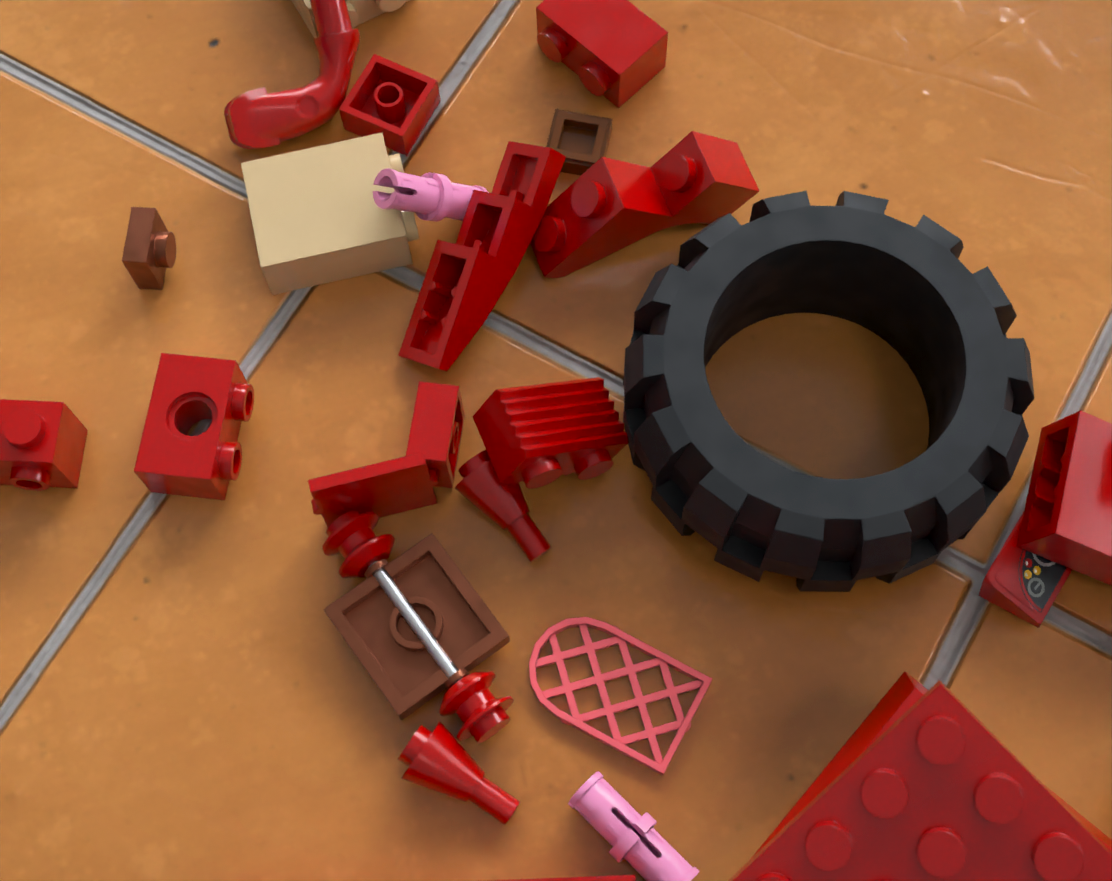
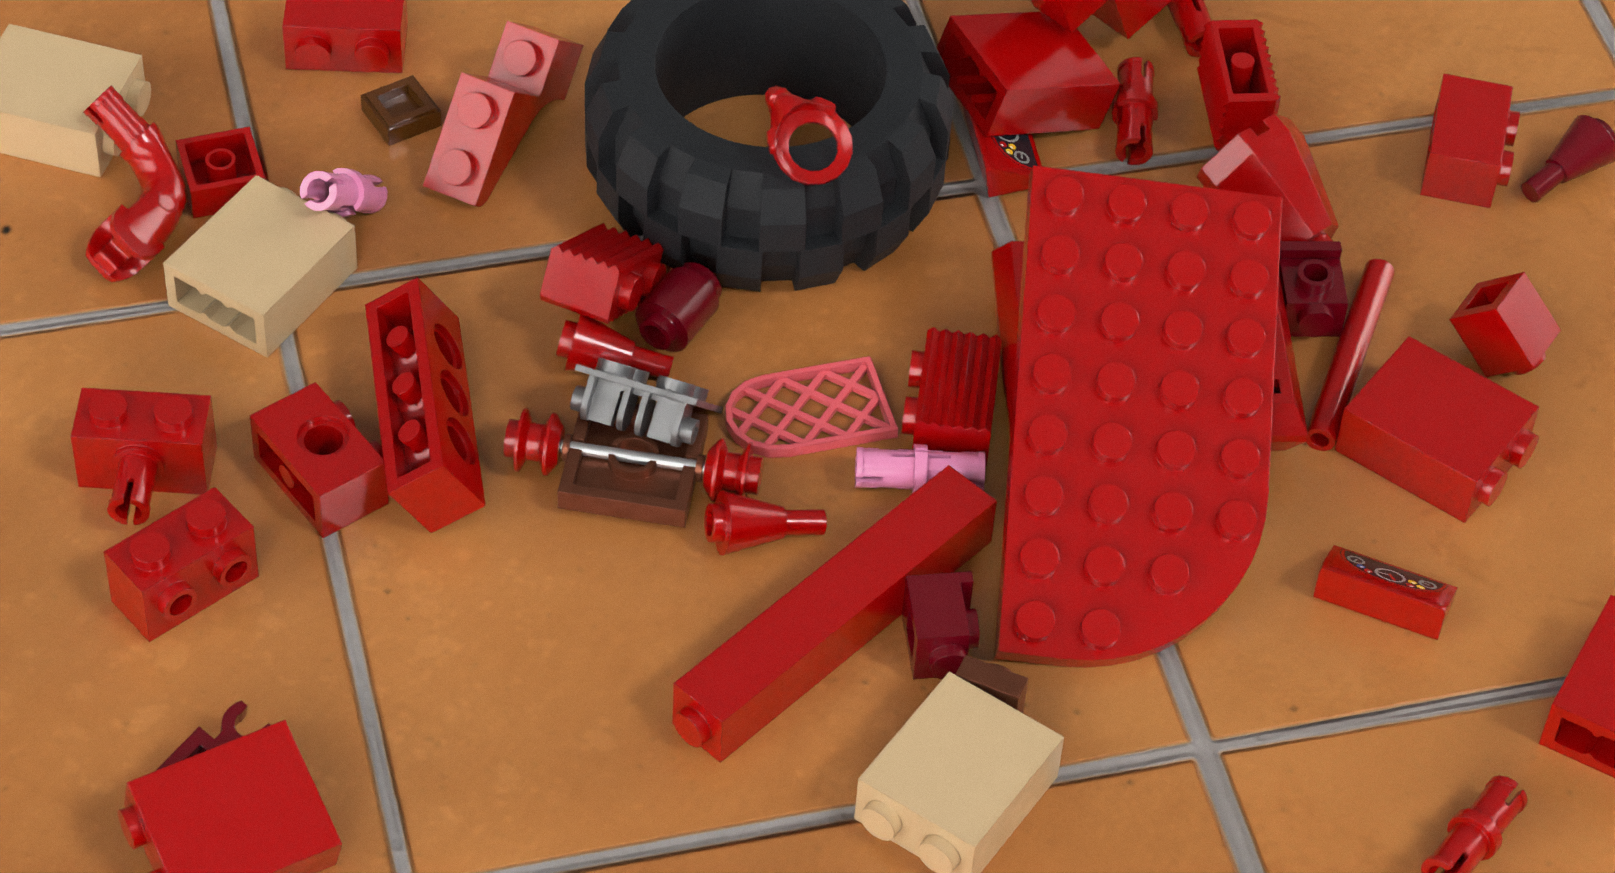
camera: 50 degrees left, 20 degrees down
(81, 312) = (143, 446): none -> red brick
(148, 248) = (135, 368): copper plate -> none
(303, 433) = (424, 406): none -> red brick
(378, 487) = (517, 383): red piece -> none
(437, 429) = (517, 338): red piece -> none
(473, 273) = (419, 203): red slope -> none
(475, 579) = (672, 412): none -> flat silver hinge
(593, 506) = (679, 307): none -> dark red brick
(730, 790) = (955, 391): none -> red brick
(771, 435) = (791, 112): none -> red piece

